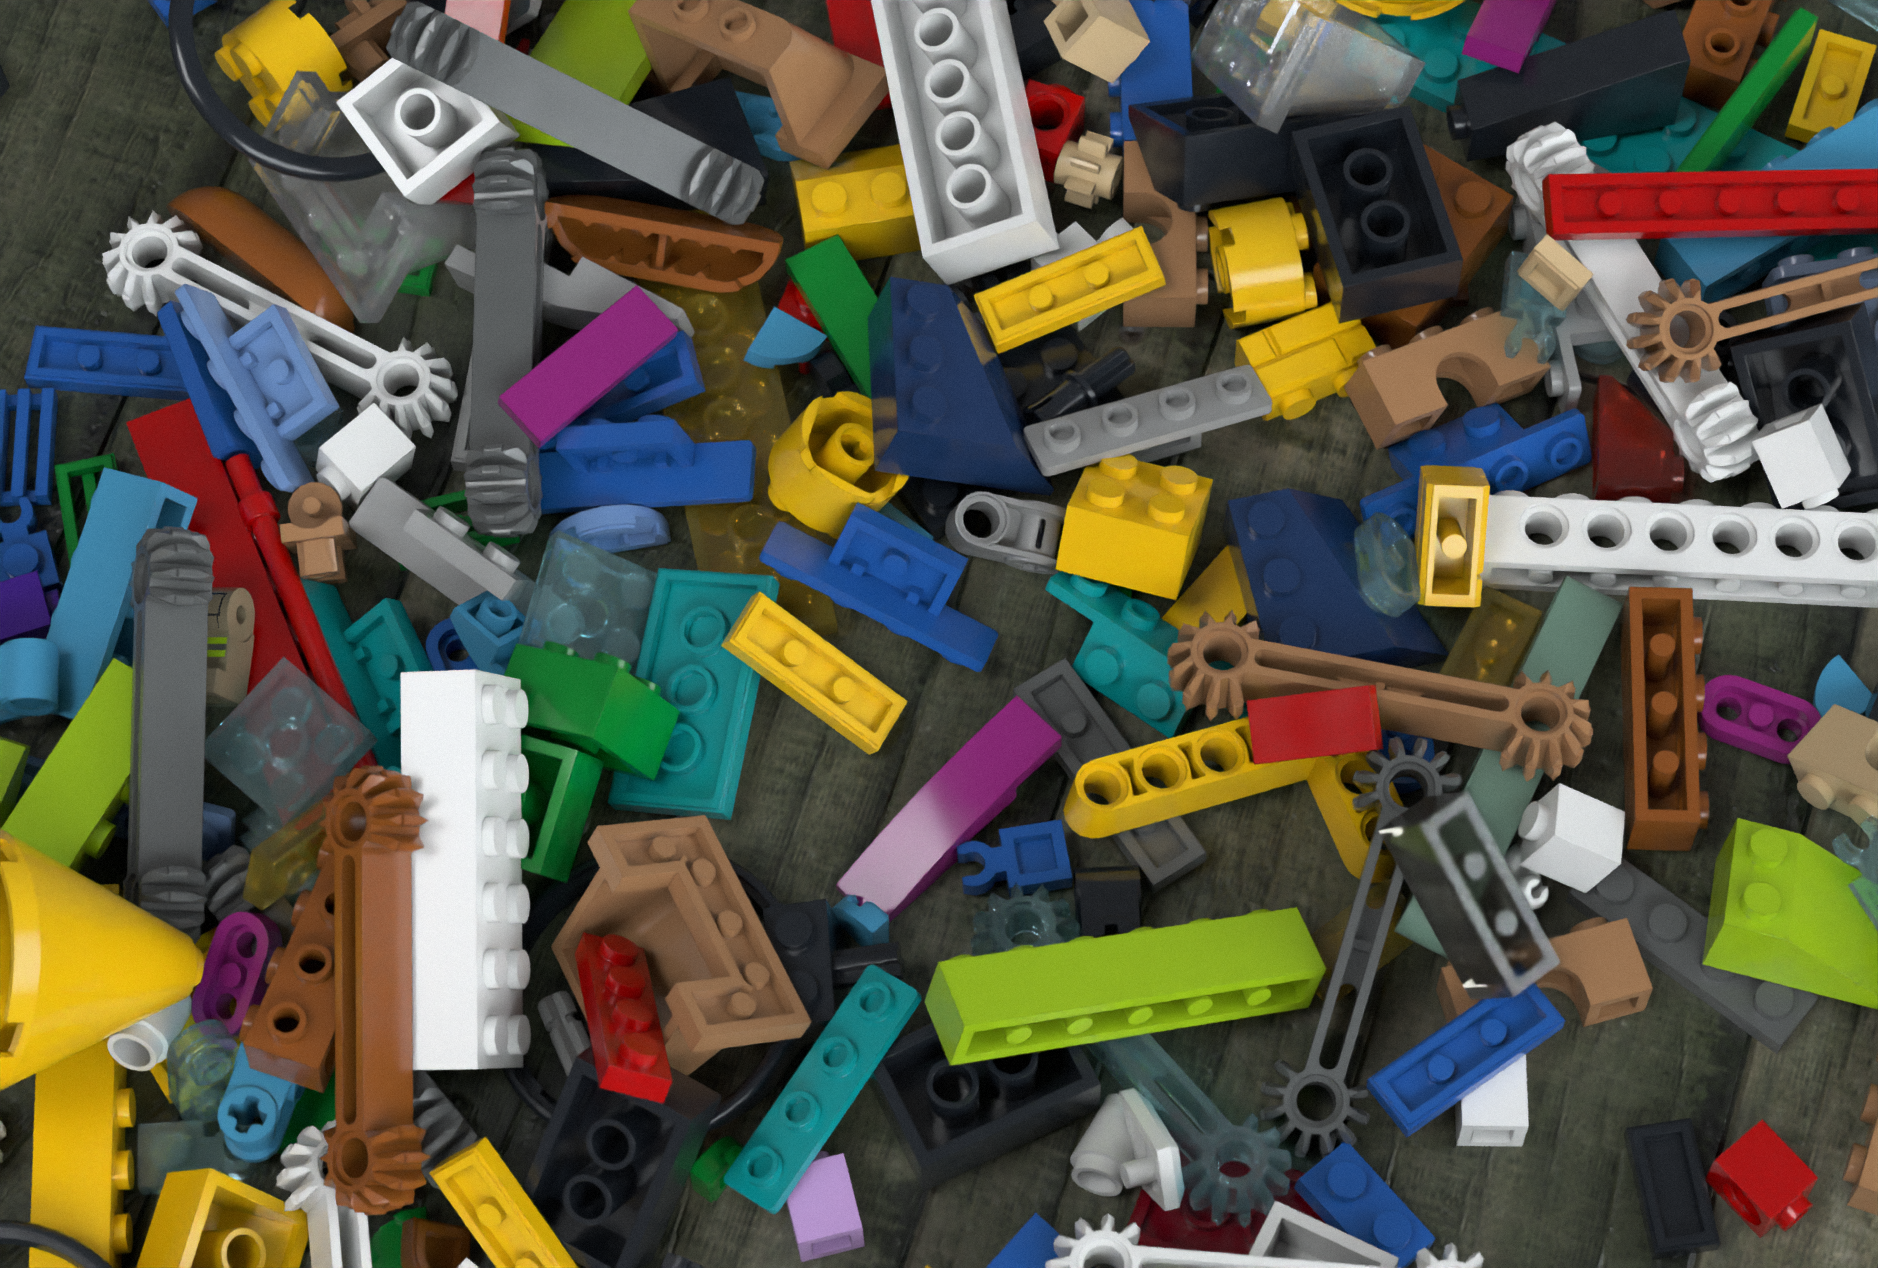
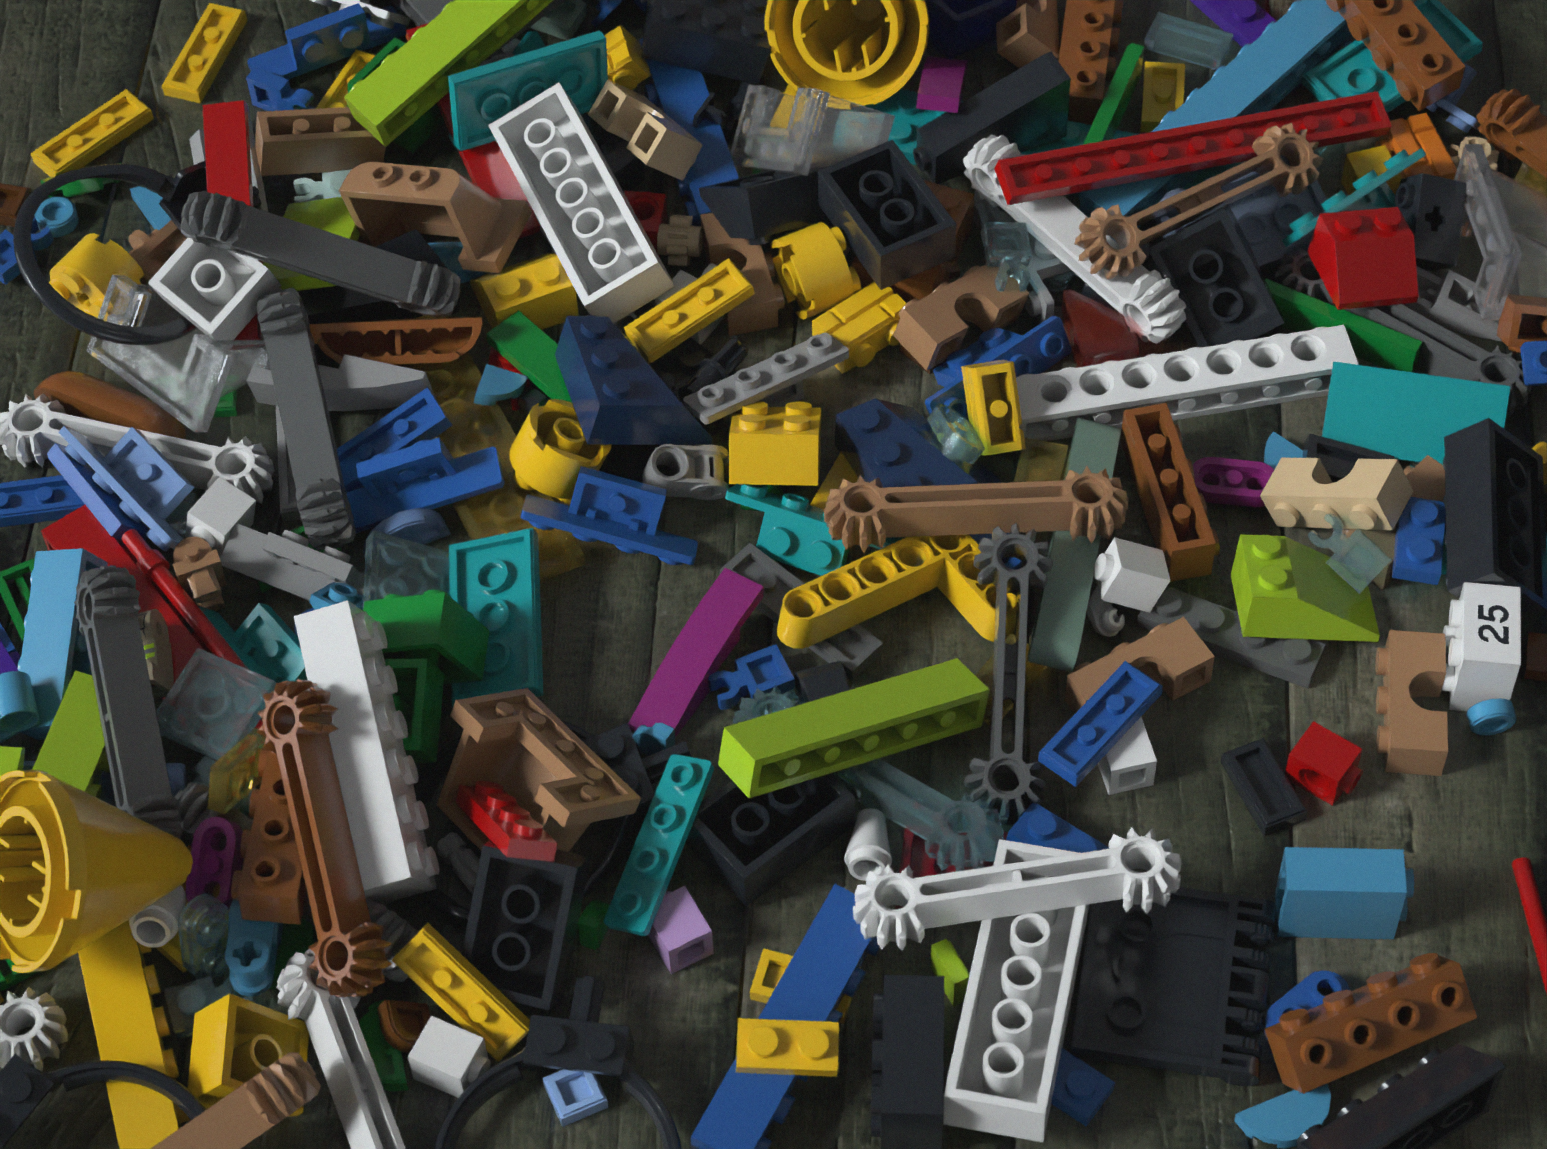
camera: 15 degrees left, 10 degrees down
(587, 366) = (367, 419): magenta tile -> none
(814, 673) = (578, 586): yellow tile -> none
(1155, 1153) = (904, 836): white piece -> none
(1315, 724) = (938, 532): red tile -> none
(1469, 896) = (1077, 612): clear smoke brick -> none
(1554, 273) = (1018, 226): tan tile -> none
(1802, 458) = (1215, 309): white brick -> none

